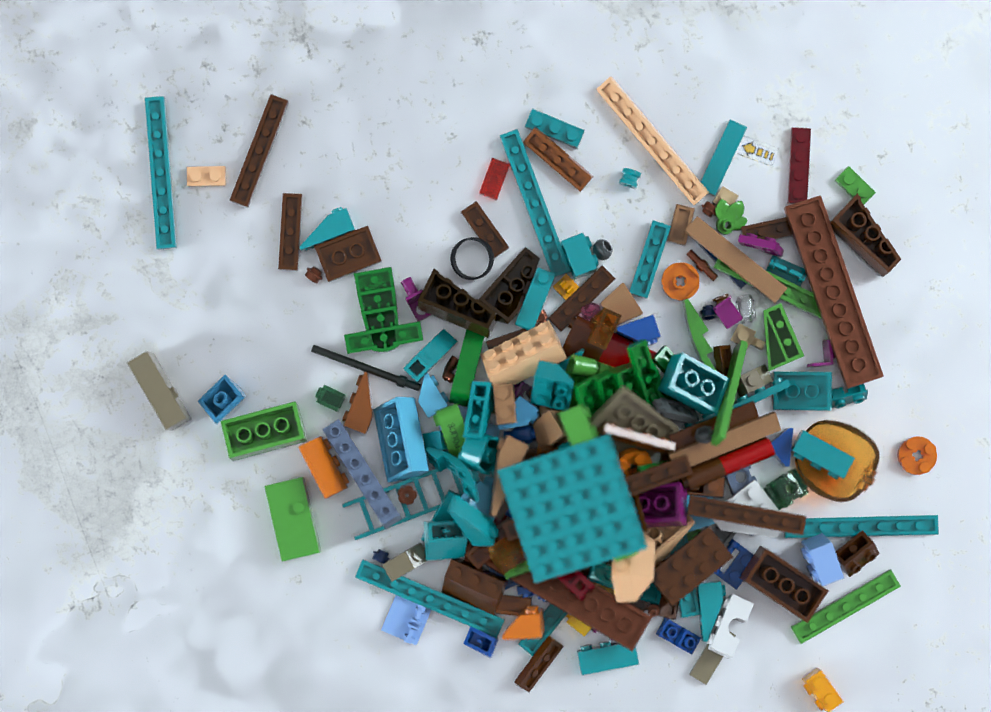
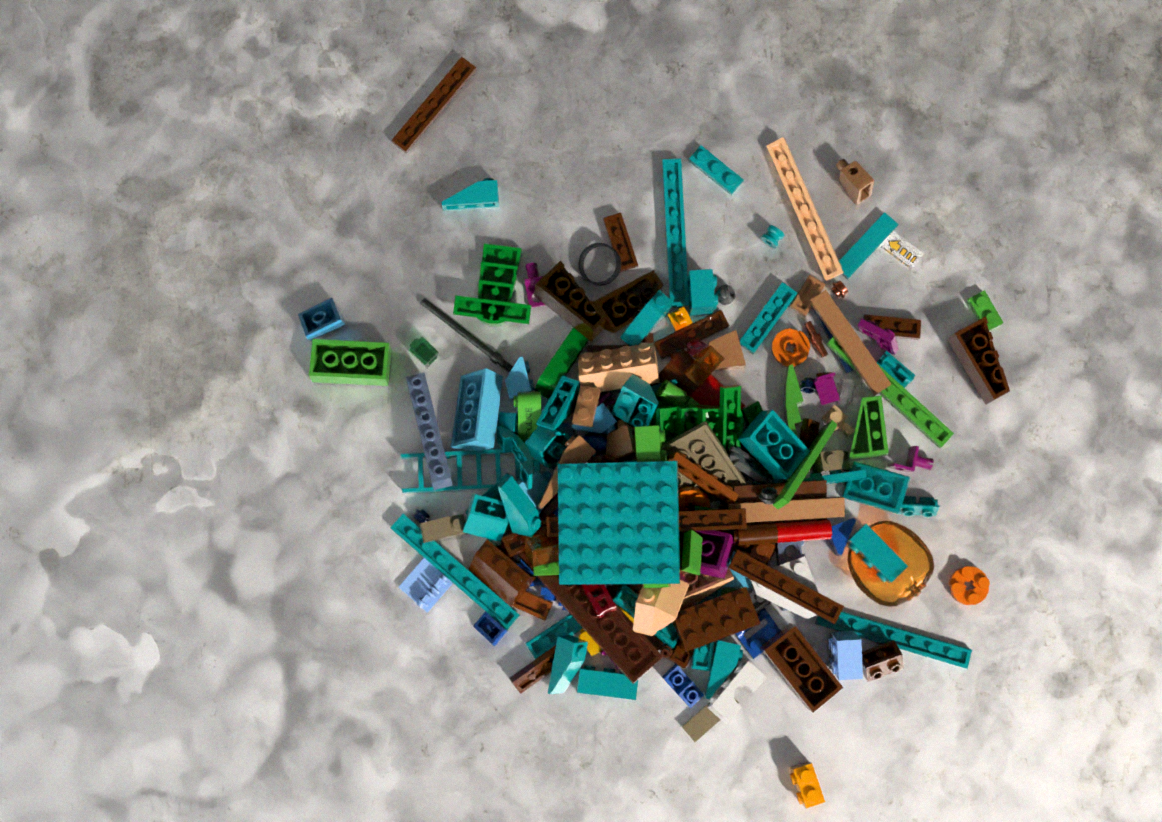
camera: 20 degrees right, 5 degrees down
(159, 390) = (265, 293): dark tan brick -> none
(160, 173) = (336, 97): teal plate -> none
(206, 176) = (377, 113): light nougat plate -> none
(290, 231) = (437, 187): reddish brown plate -> none
(292, 519) = (350, 453): bright green brick -> none
(314, 274) = (446, 233): copper plate -> none
(324, 466) = (395, 413): orange slope -> none
(348, 254) = (484, 224): reddish brown plate -> none
(361, 412) = (448, 372): dark orange slope -> none
(412, 495) = (460, 464): copper plate -> none
(430, 355) = (530, 341): teal slope -> none
(449, 368) = (544, 361): copper arm -> none
(494, 179) = (644, 198): clear red plate -> none
(526, 625) = (539, 625): orange slope -> none
(558, 159) = (710, 198): dark orange plate -> none
(563, 649) = (568, 659): none -> teal slope
(641, 329) = (739, 376): blue slope -> none
(649, 512) = (692, 552): none -> bright green slope
(692, 98) = (855, 180): none -> medium nougat torso
(727, 195) = (857, 285): tan plate -> none
(730, 214) = (859, 301): bright green plate -> none
(786, 489) = (832, 576): clear green brick -> none
(799, 165) = (936, 276): dark red plate -> none
(833, 292) = (934, 402): copper plate -> none
(846, 606) = (855, 710): bright green tile -> none

